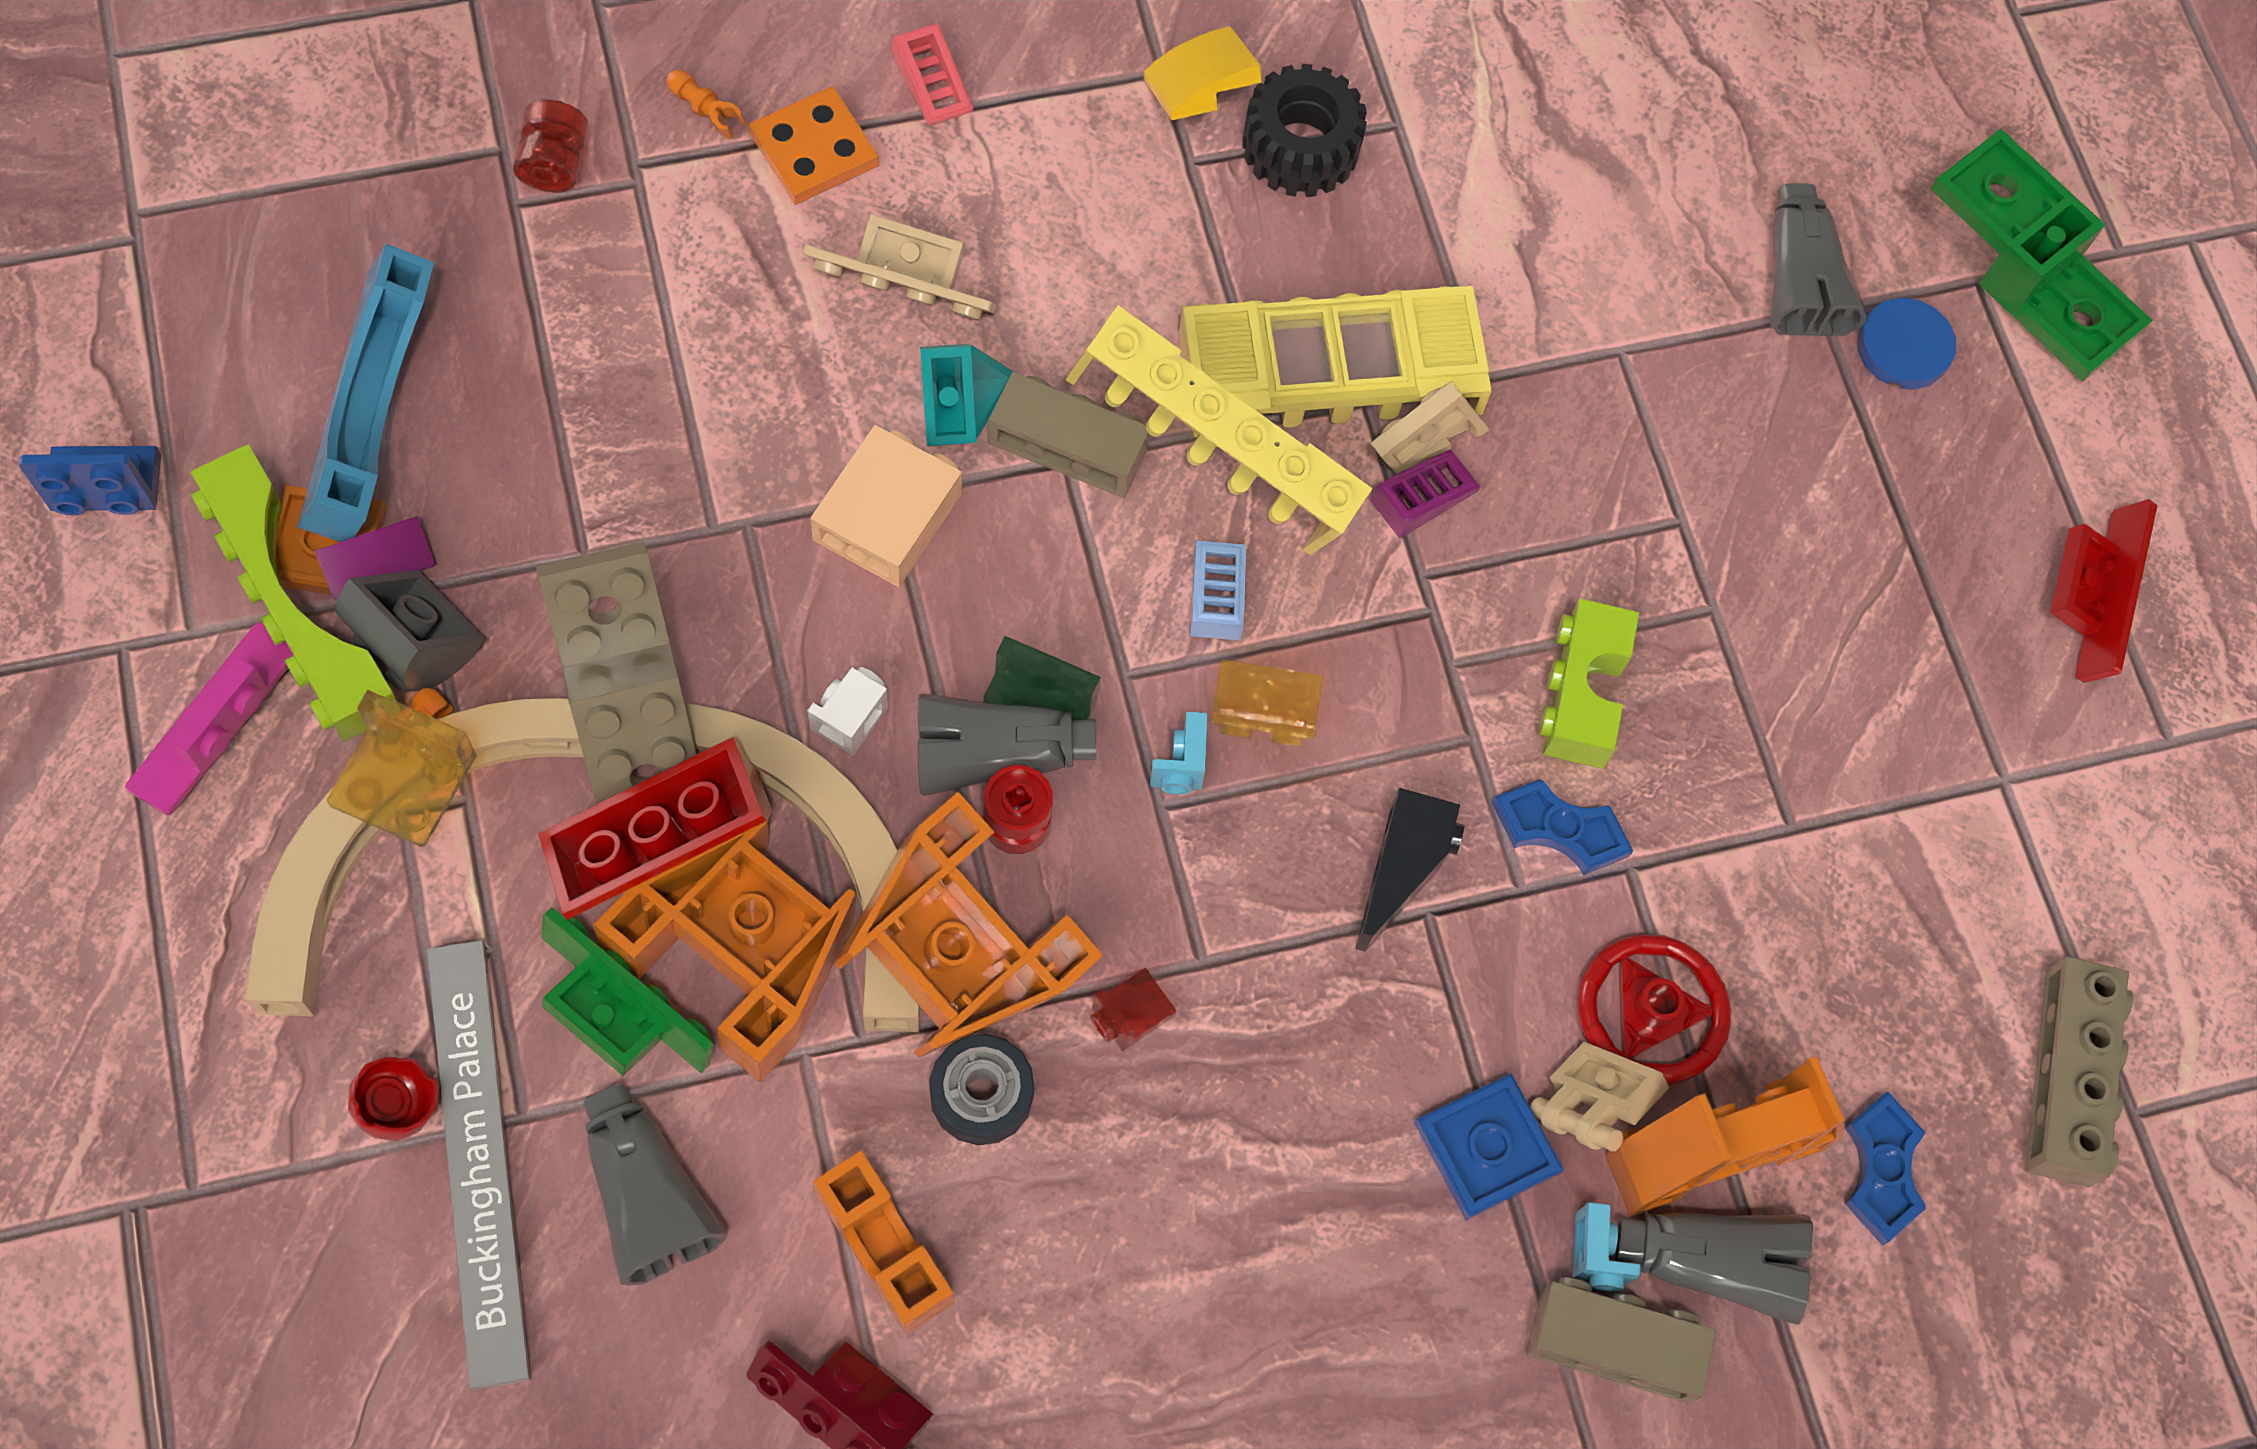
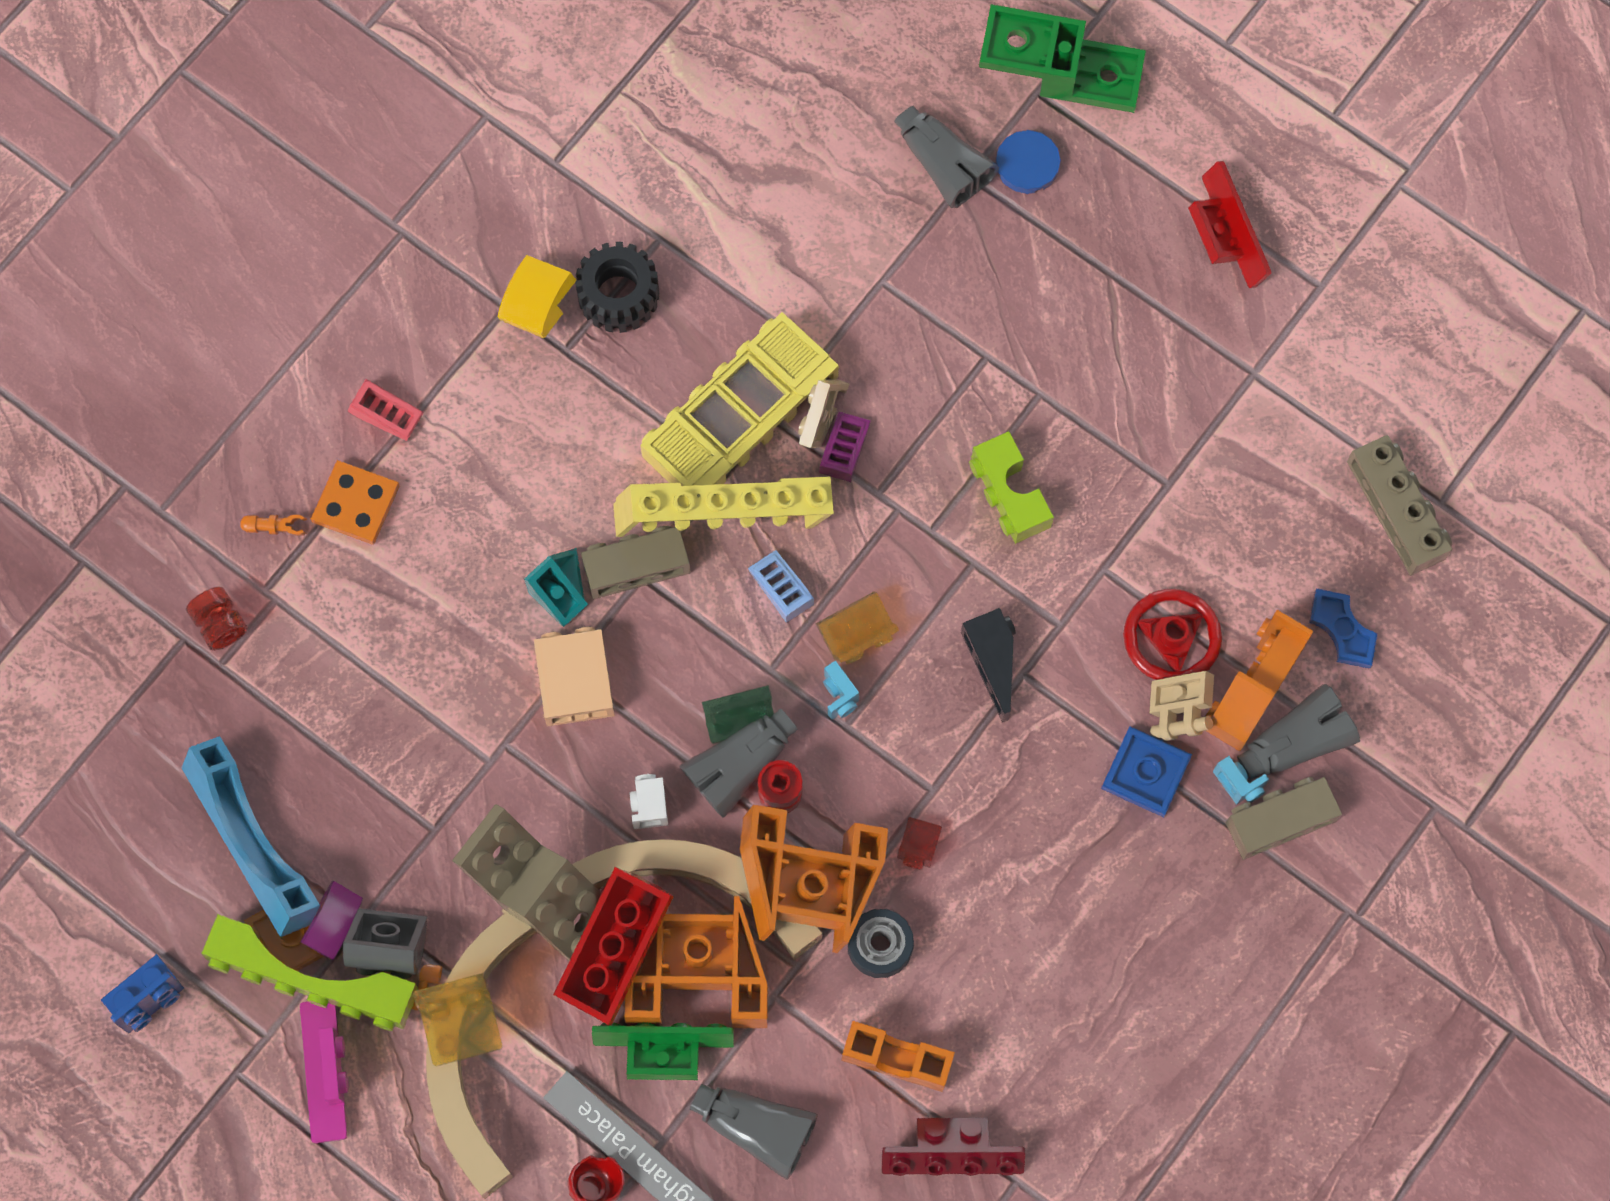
camera: 30 degrees left, 5 degrees up
(909, 259) = (466, 531): tan bracket -> none
(1584, 835) = (1041, 579): blue tile -> none

